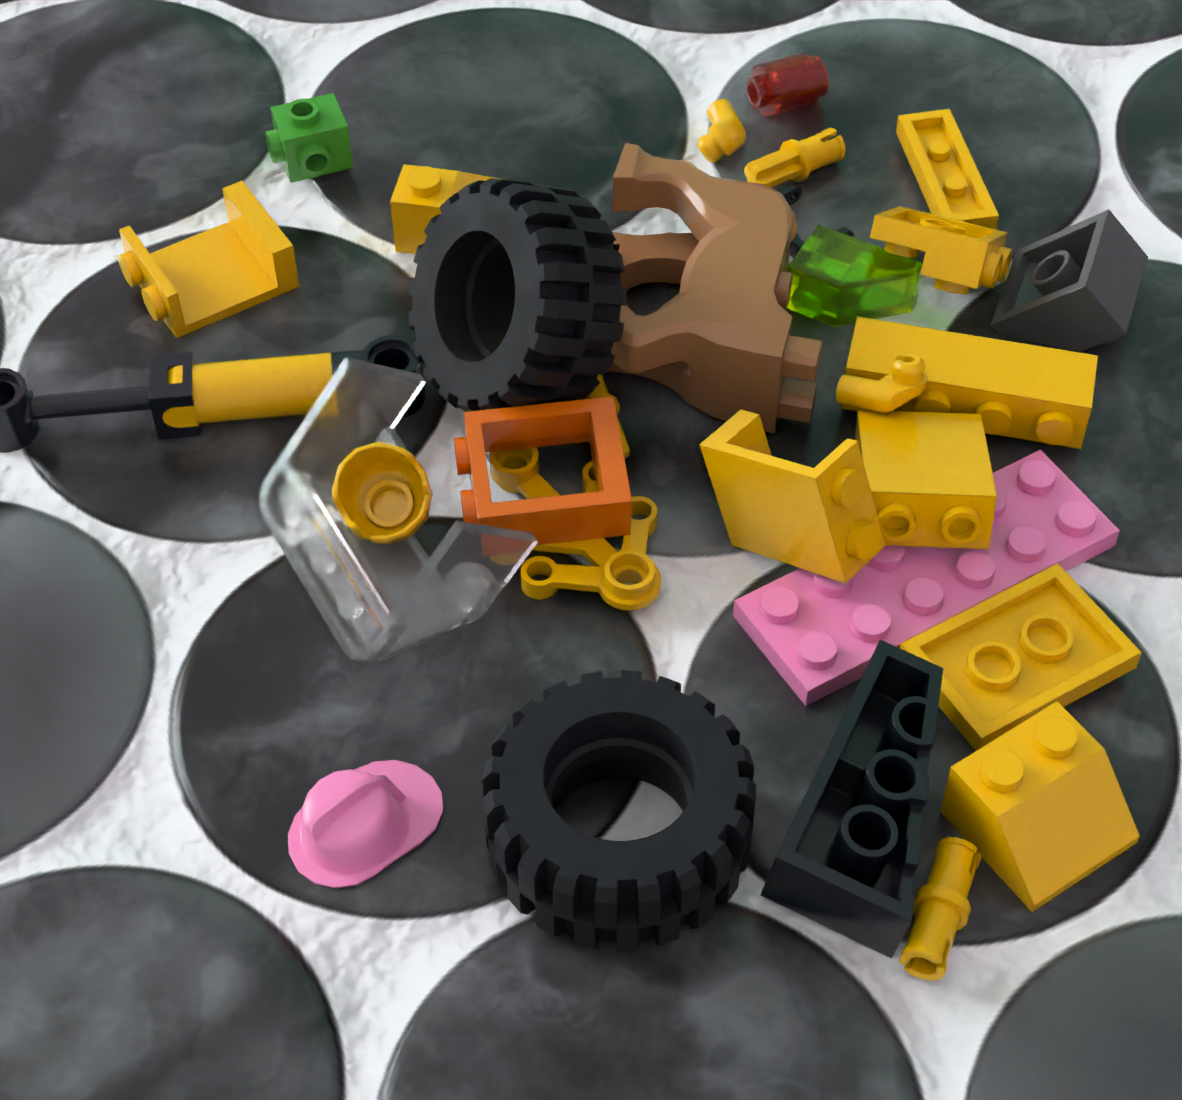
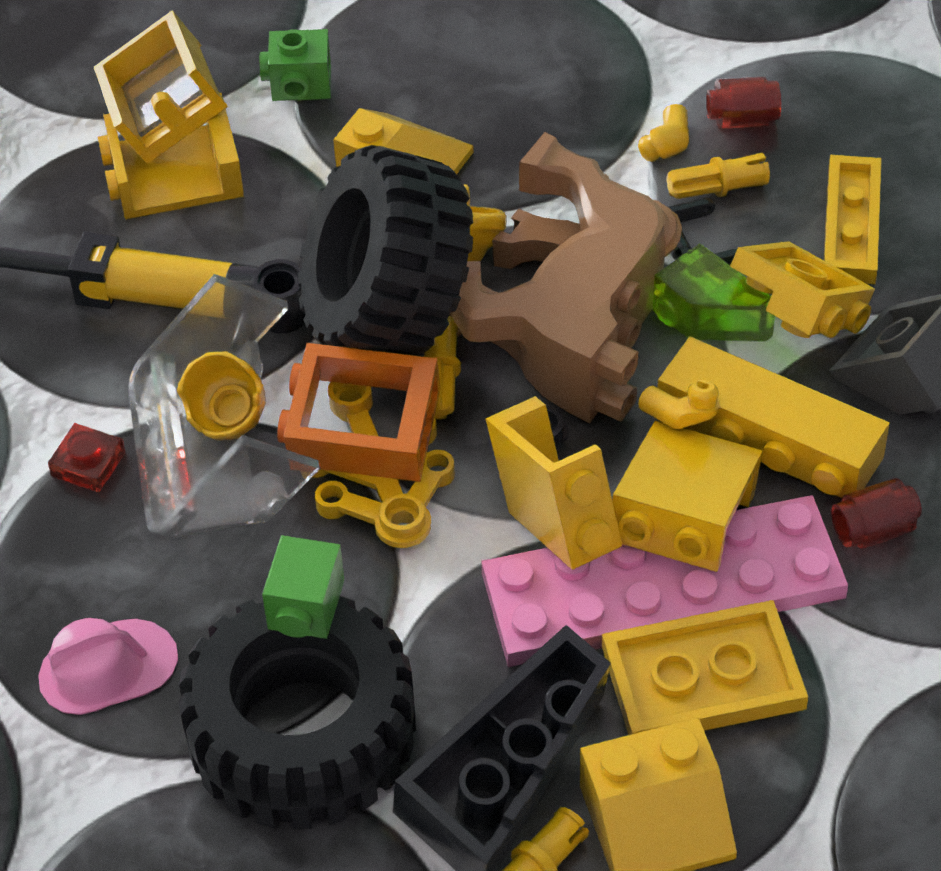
camera: 20 degrees right, 0 degrees up
(172, 187) = (159, 87): none -> yellow window
(244, 599) = (86, 457): none -> clear red plate
(595, 669) = (303, 587): none -> bright green brick
(1114, 452) = (876, 514): none -> clear red brick

